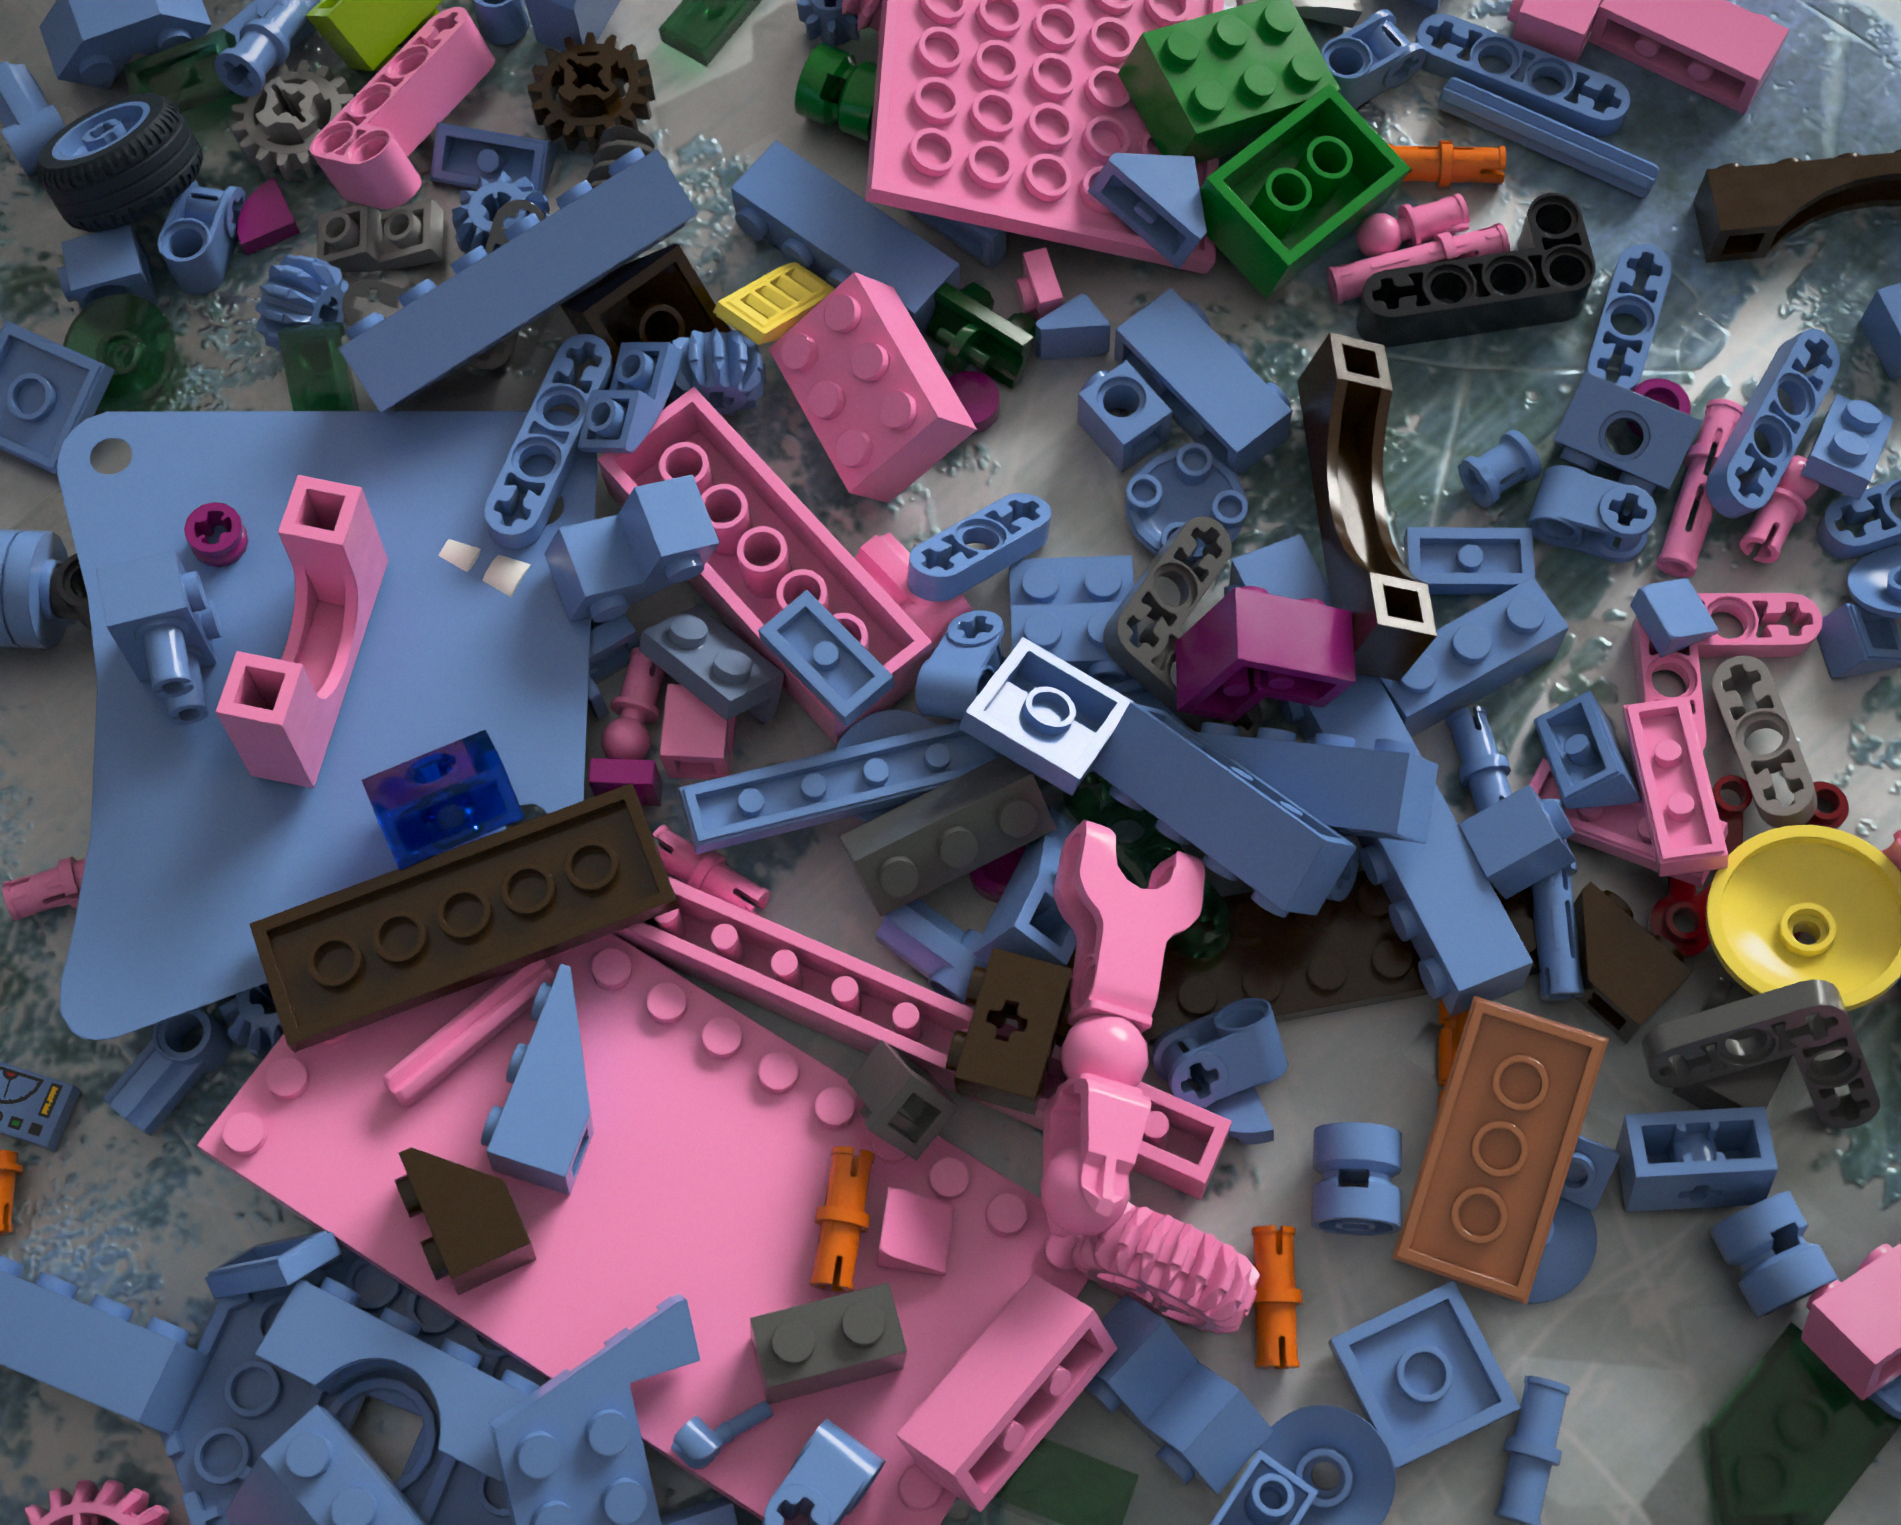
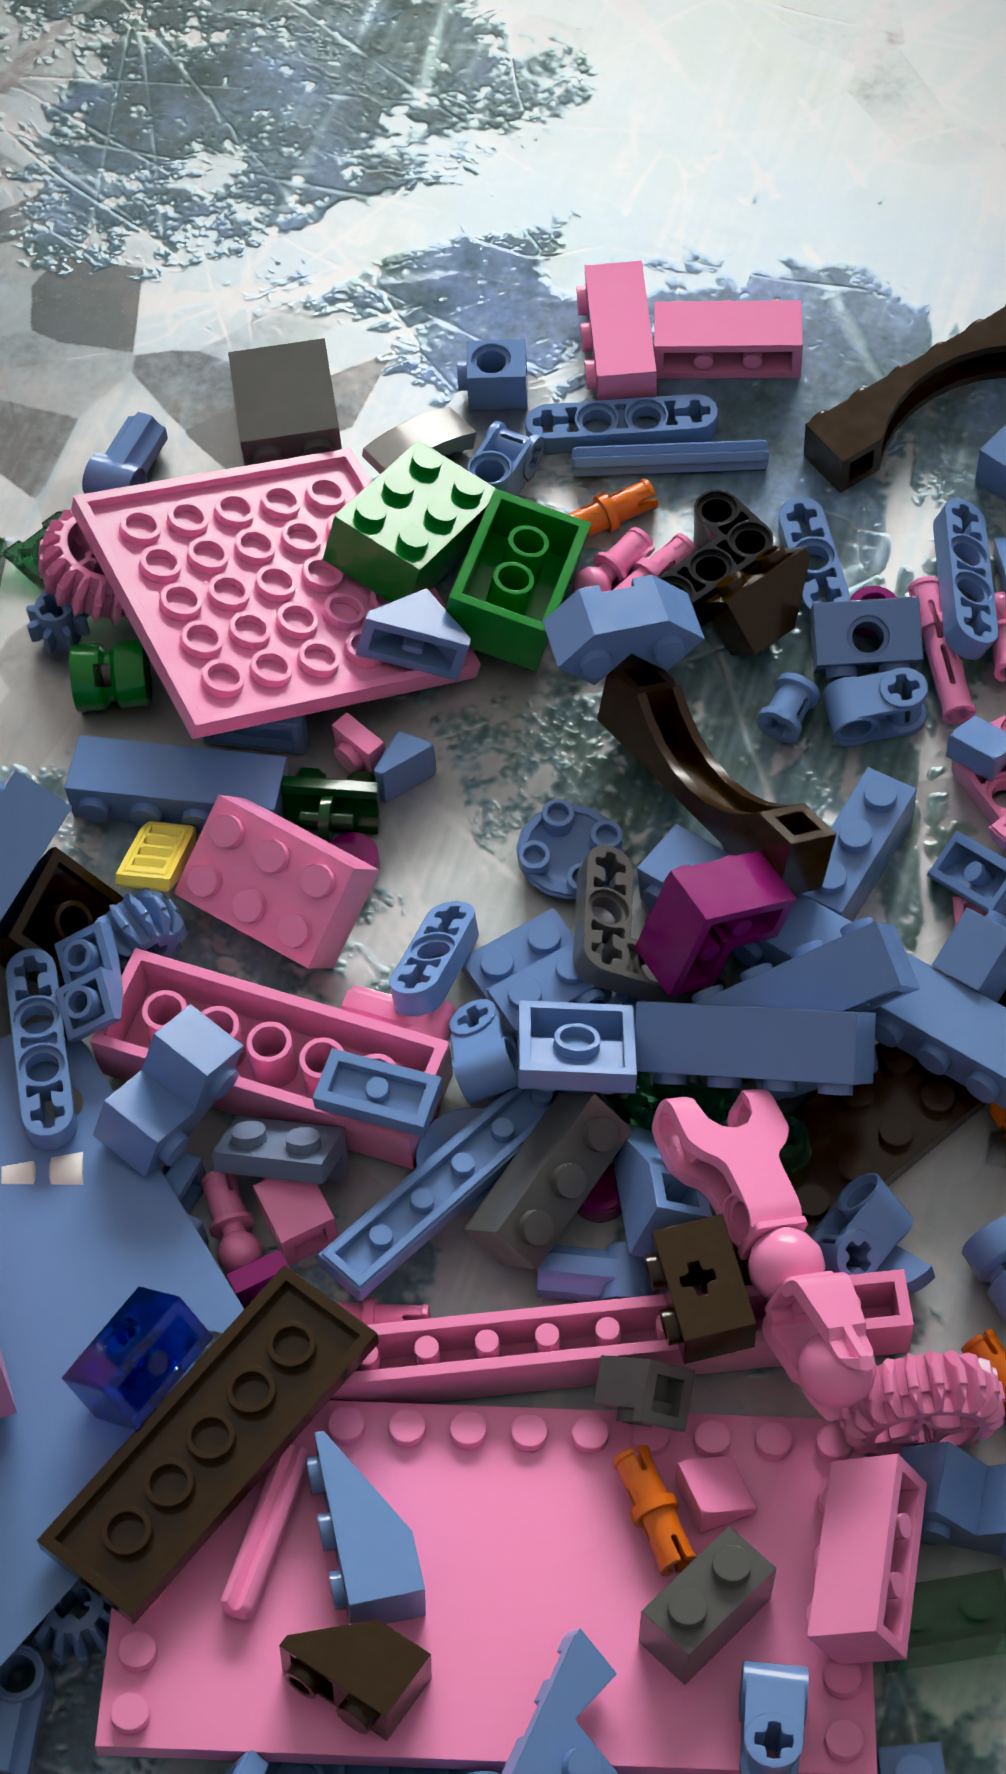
camera: 30 degrees left, 10 degrees down
(700, 1444) = (655, 1739): medium blue hand -> none
(1123, 438) = (485, 827): medium blue brick -> none
(1204, 381) = (526, 754): medium blue brick -> none
(1392, 304) = (601, 629): none -> medium blue brick
(1469, 558) = (812, 779): medium blue plate -> none
(1482, 766) = (914, 925): medium blue pin -> none
(1540, 342) = (761, 603): none -> dark brown slope

